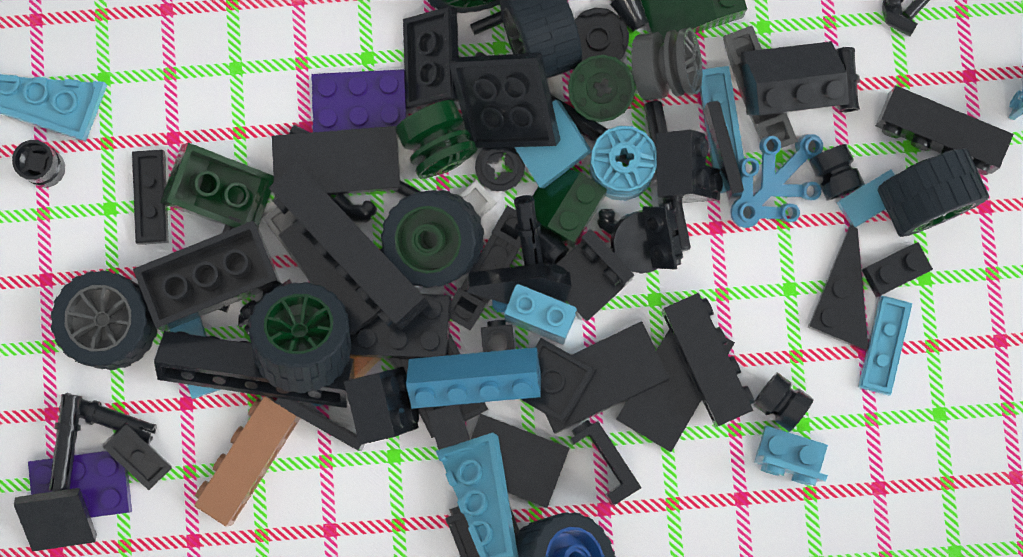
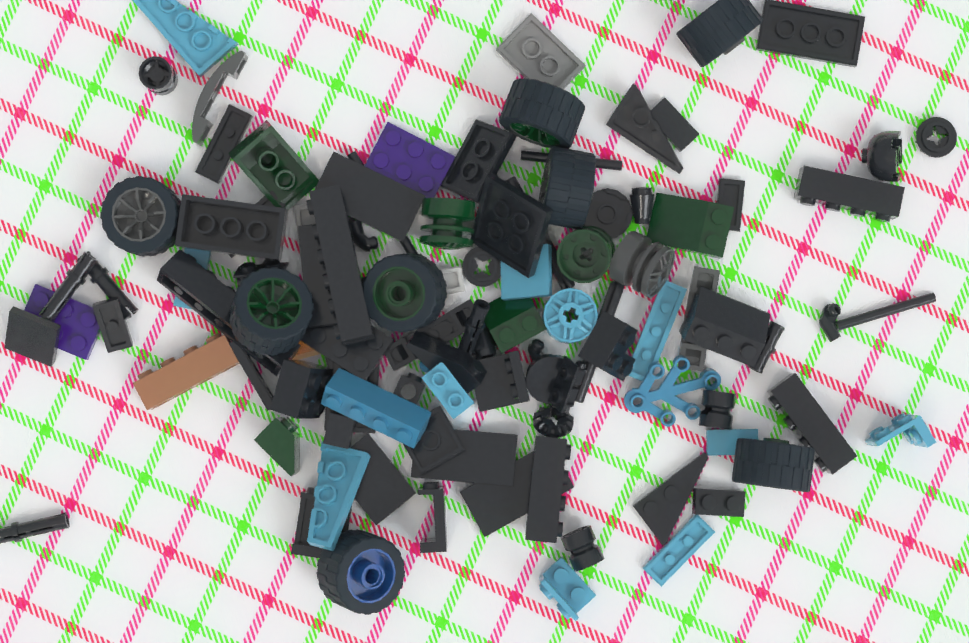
camera: 25 degrees right, 5 degrees up
(112, 112) = (231, 67): none -> dark grey slope
(393, 476) = (282, 444): none -> dark green slope
(670, 293) = (547, 427): none -> black gear
(723, 150) = (645, 348): black tile -> none

